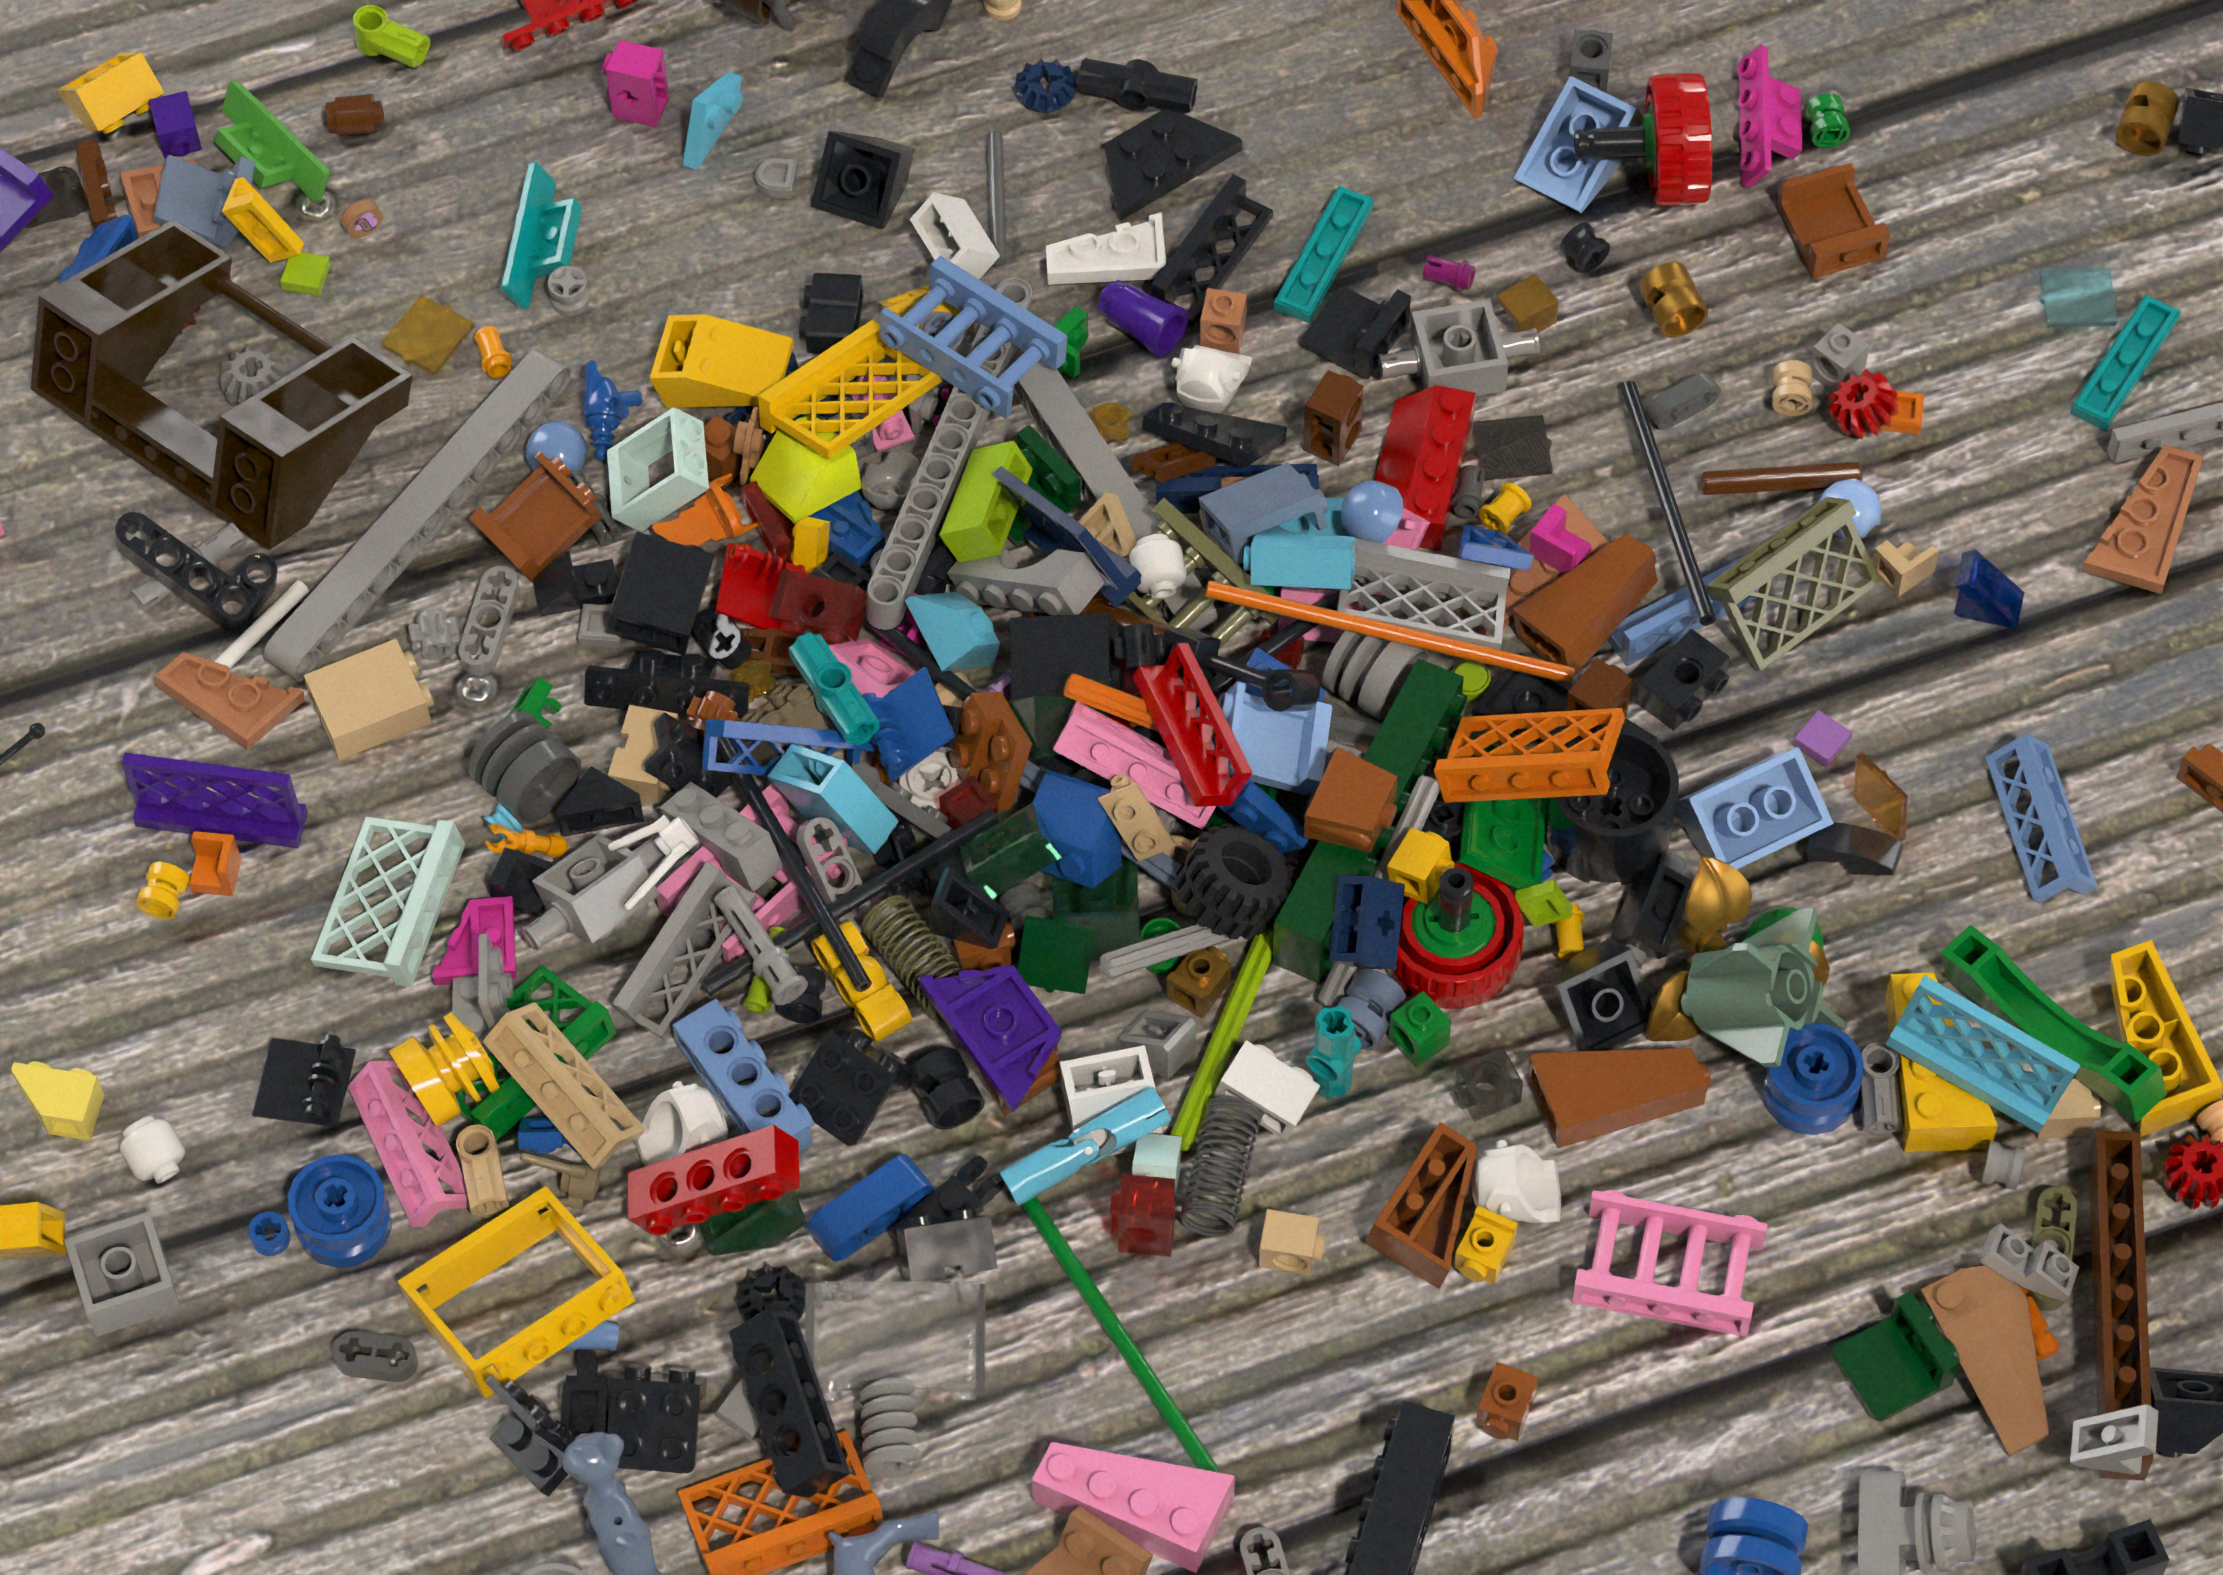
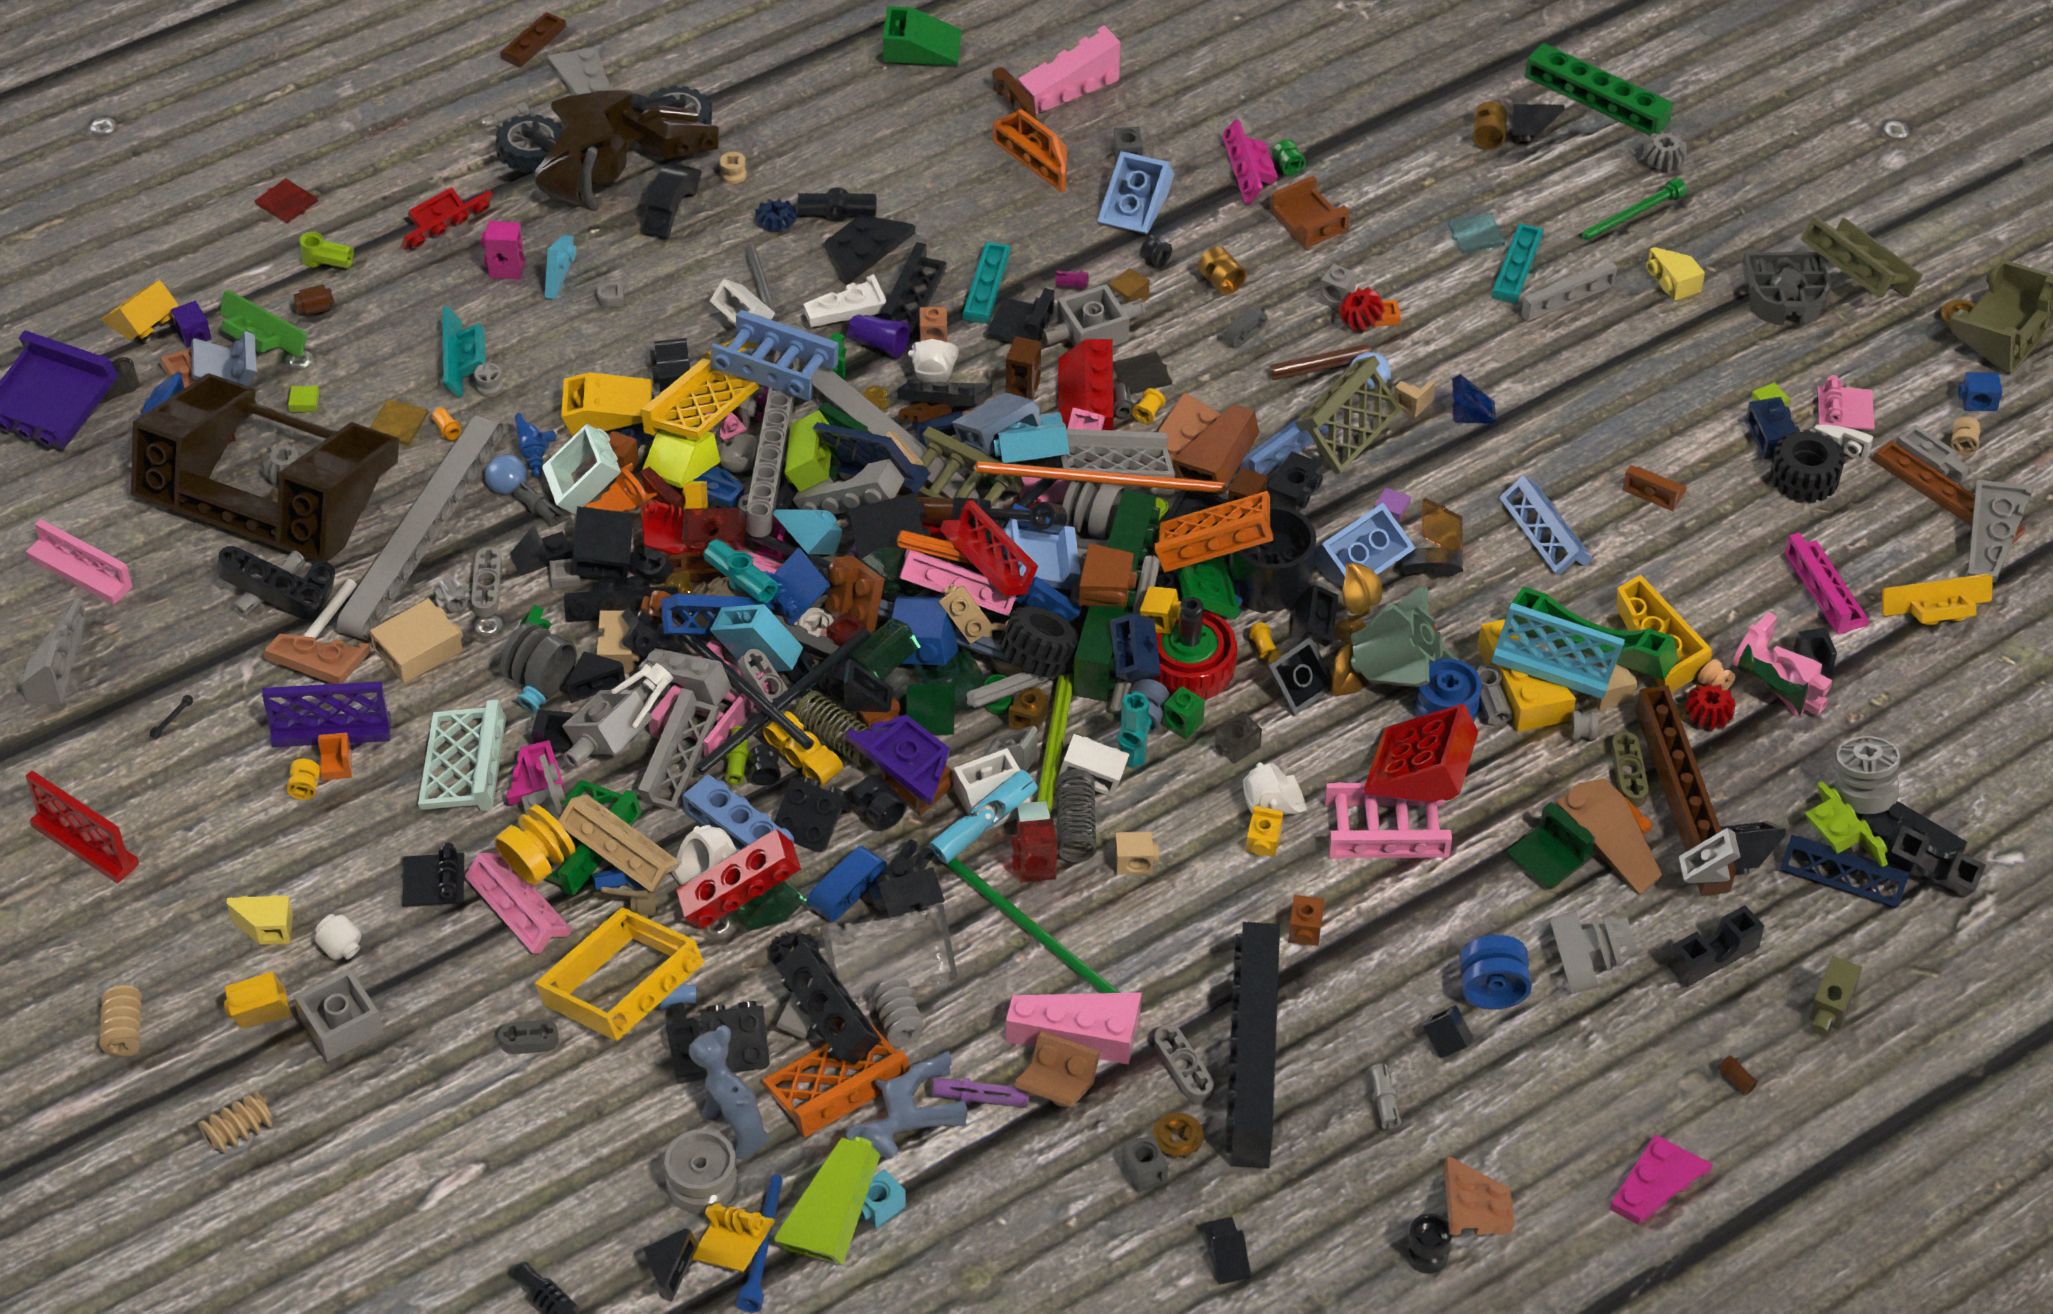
camera: 15 degrees left, 10 degrees down
(95, 181) = (145, 368): reddish brown hinge -> none
(260, 223) = (269, 369): yellow panel -> none
(281, 1234) = (430, 983): blue bush -> none
(340, 1211) = (481, 949): blue wheel -> none
(362, 218) = (335, 359): medium nougat tile -> none
(482, 1172) = (574, 908): tan piece -> none
(527, 842) = (551, 704): light orange piece -> none
(531, 1436) = (656, 1059): black bracket -> none
(540, 517) = (506, 512): dark orange panel -> none
(749, 444) = (639, 442): medium nougat plate -> none
(769, 959) = (738, 740): light grey pin -> none
(861, 177) = (669, 283): black slope -> none
(1139, 646) = (939, 509): black gear -> none
(1160, 565) = (939, 463): white head -> none
(1372, 511) = (1069, 408): medium blue hair -> none
(1426, 1208) = (1220, 816): dark orange wedge -> none
(1492, 548) = (1145, 425): blue wing -> none
(1543, 903) = (1244, 623): lime tile -> none
(1555, 544) = (1187, 419): dark pink panel -> none
(1614, 1089) = (1320, 726): dark orange slope -> none
(1668, 504) = (1255, 384): black piece -> none
(1671, 140) = (1197, 176): red wheel -> none
(1745, 1178) = (1424, 756): none -> red slope
(1792, 389) = (1312, 308): tan wheel -> none
(2037, 1269) = (1627, 778): light grey slope -> none
(2147, 529) = (1561, 349): nougat wing -> none

